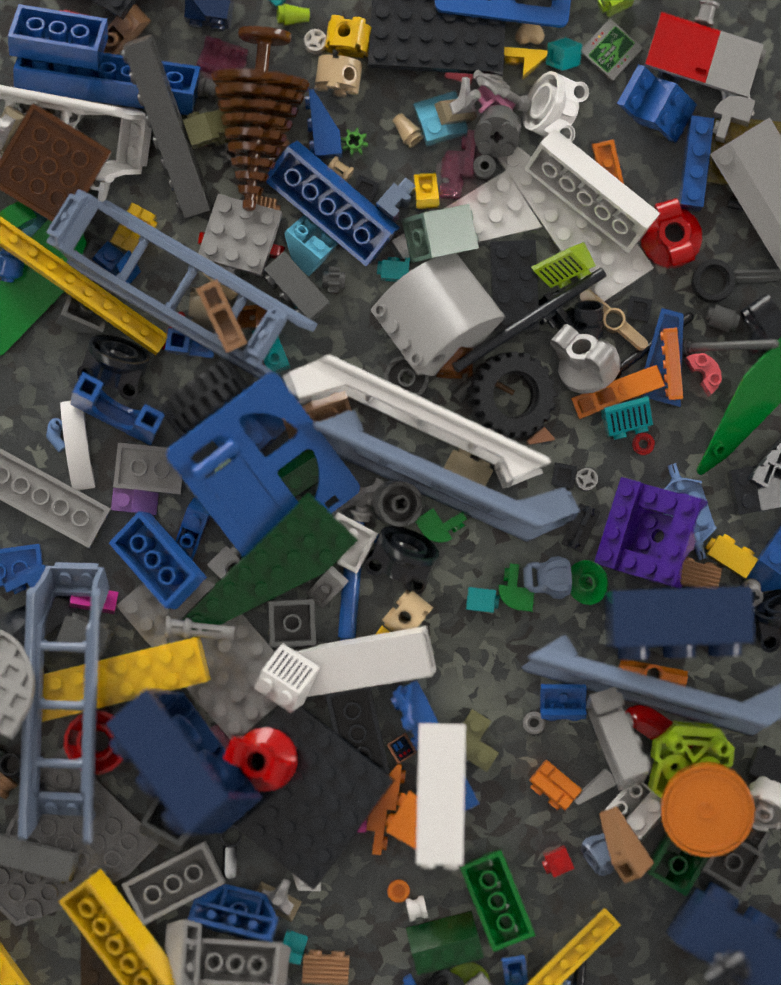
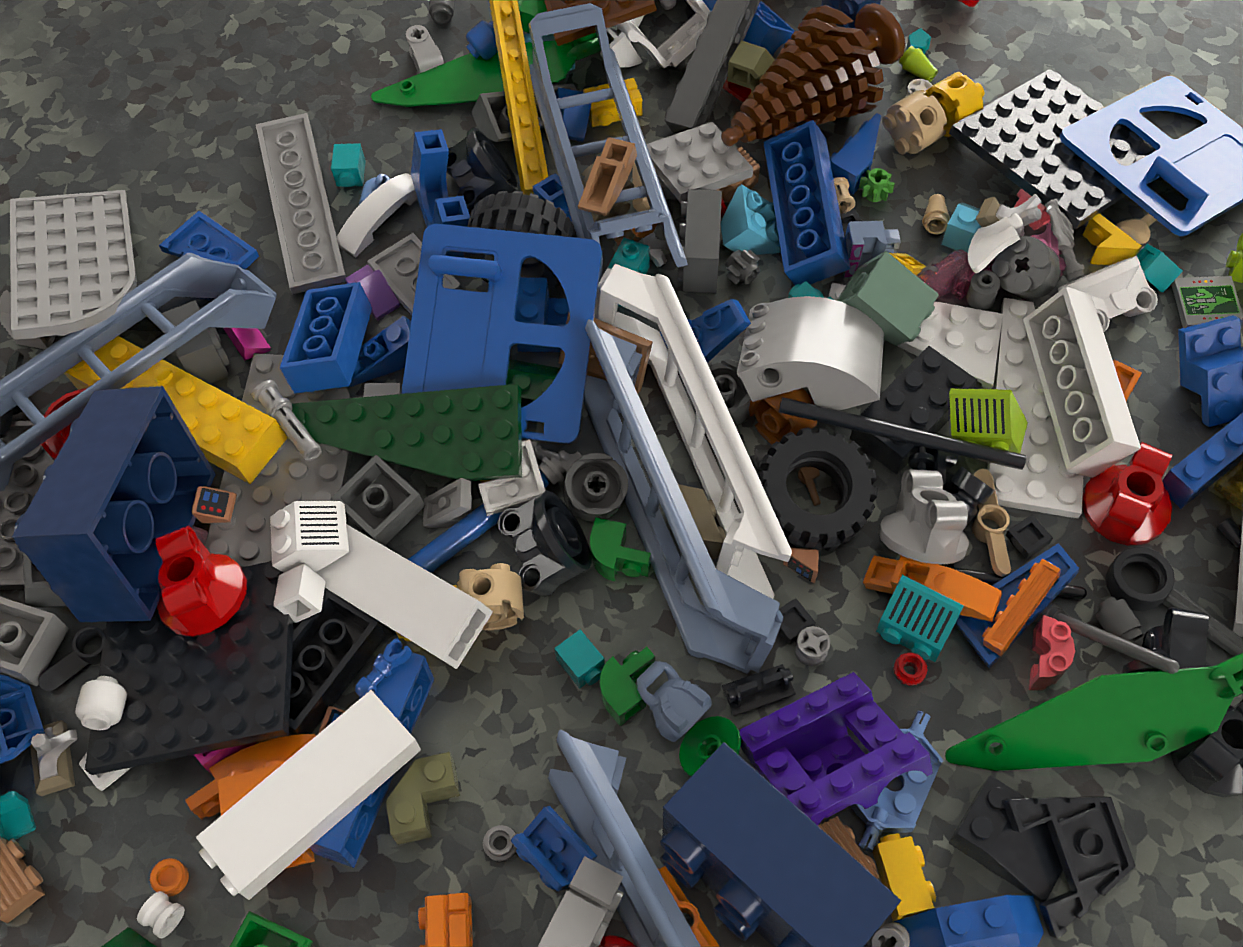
camera: 50 degrees right, 25 degrees down
(23, 434) = (348, 165): none -> teal brick
(209, 709) = (213, 505): none -> slope
(287, 855) = (101, 703): none -> white head
(317, 710) = (299, 593): none -> white brick
(365, 347) = (718, 327): none -> blue wing
(466, 136) = (992, 240): none -> white arm

